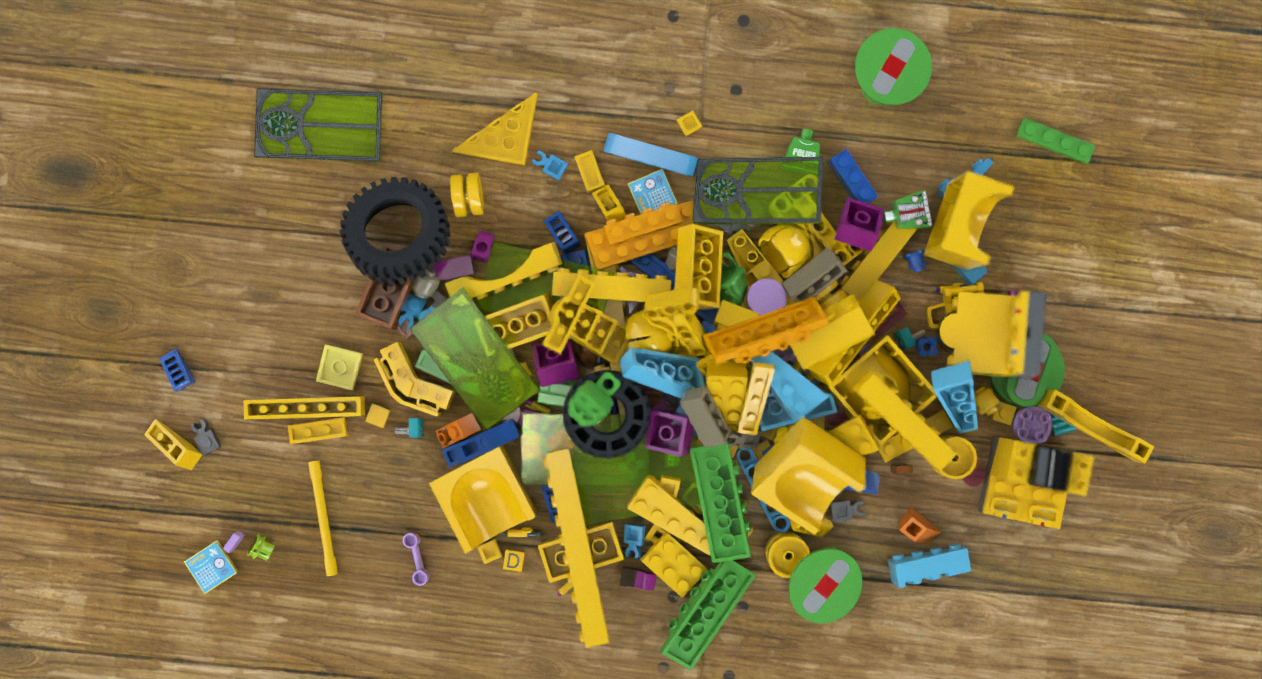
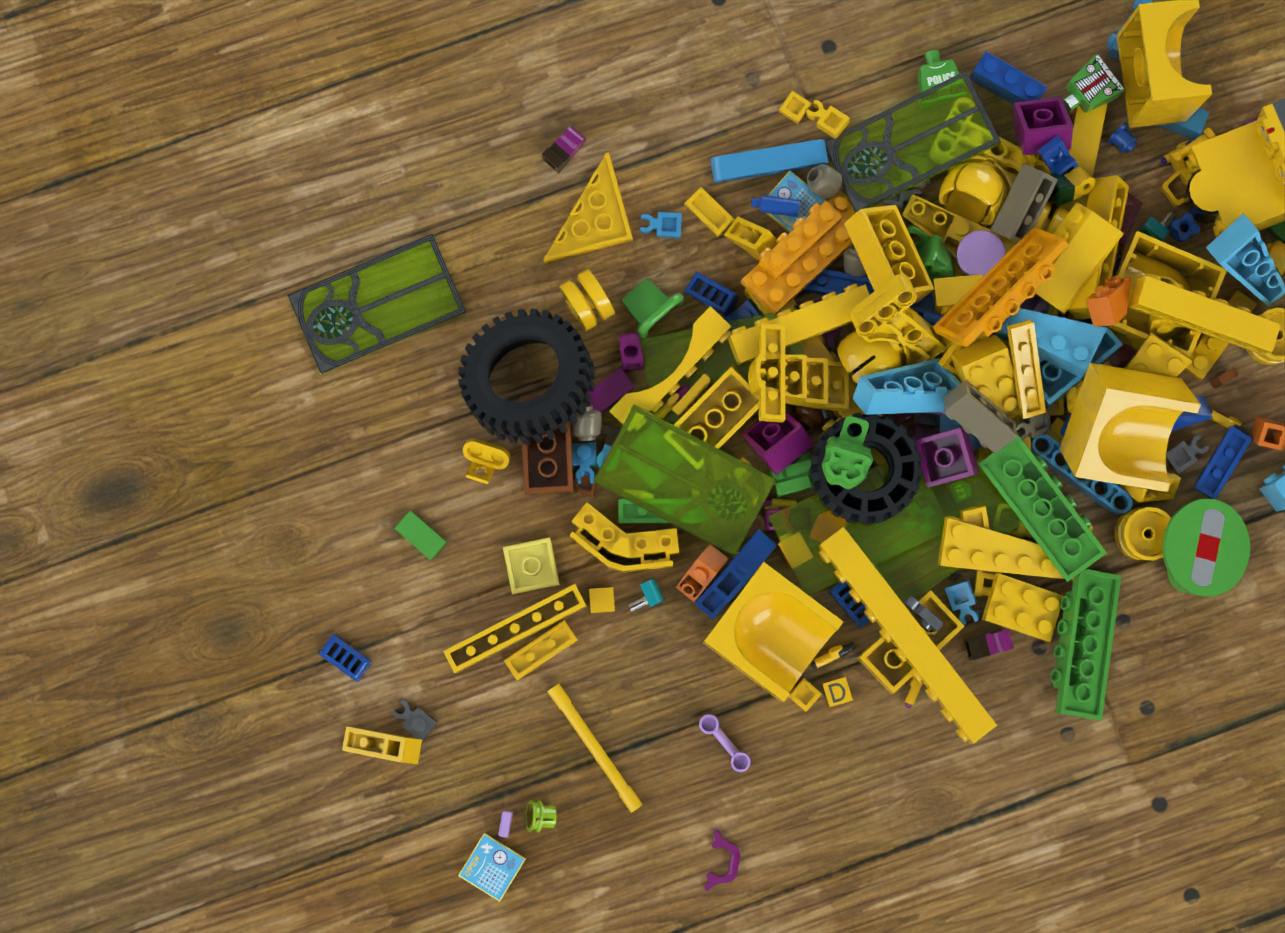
camera: 20 degrees left, 5 degrees down
(270, 308) = (420, 535): none -> bright green tile
(342, 273) = (484, 456): none -> yellow bracket
(382, 645) = (733, 863): none -> magenta helmet
(494, 298) = (672, 401): none -> yellow piece
(506, 75) = (563, 149): none -> leg
(510, 300) = (692, 395): none -> yellow tile
(512, 219) = (649, 305): none -> bright green piece
(597, 542) = (927, 619): none -> flat silver plate
(639, 190) = (776, 205): none -> blue cylinder
(682, 189) = (824, 181): none -> dark tan head
(709, 145) = (830, 120): none -> yellow plate
(839, 378) = (1109, 301): none -> orange slope
(857, 278) = (1072, 186): none -> leg
(858, 256) = (1057, 157): none -> blue slope
(869, 529) = (1222, 463): none -> blue plate
(890, 503) = (1226, 422): none -> yellow piece

